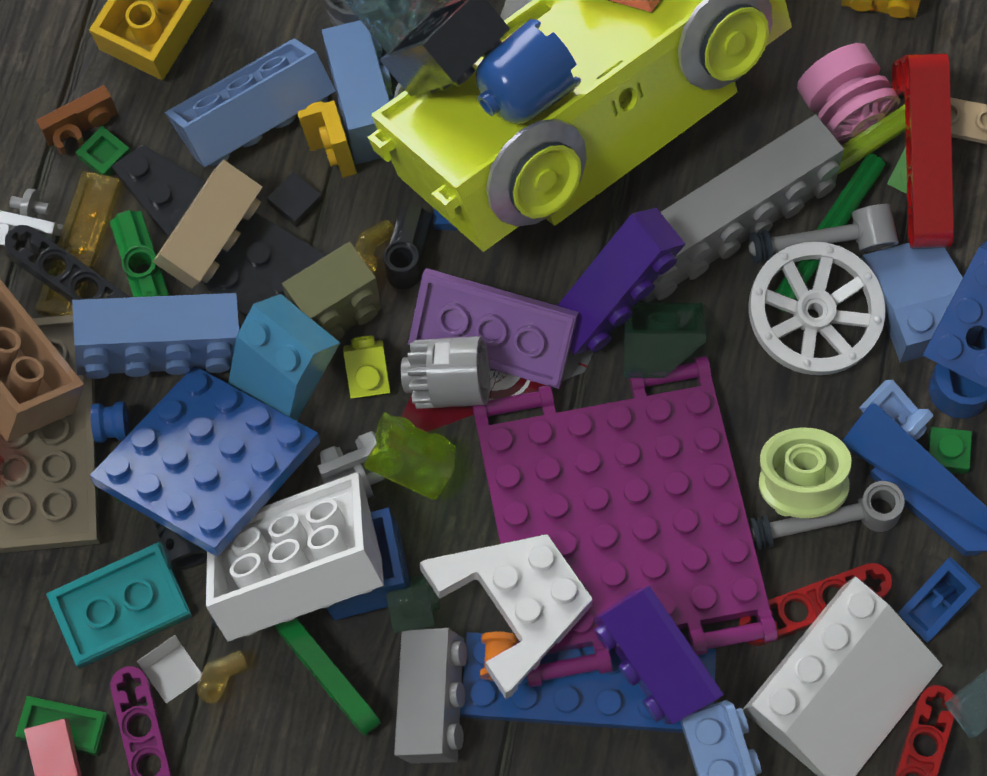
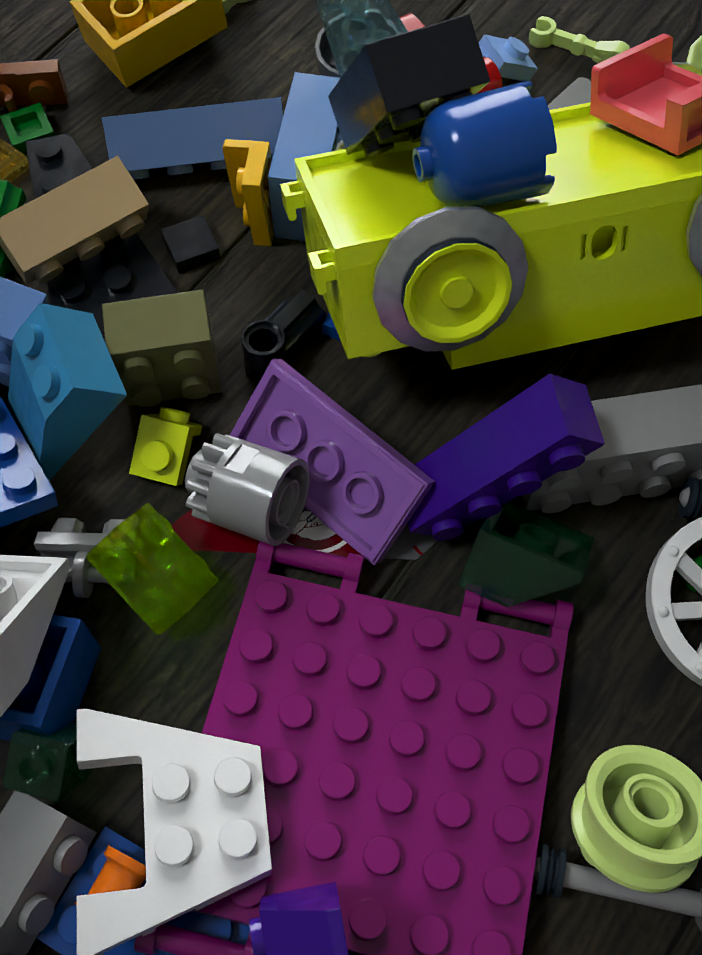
camera: 20 degrees right, 5 degrees down
(371, 239) = (236, 317): clear yellow arm -> none

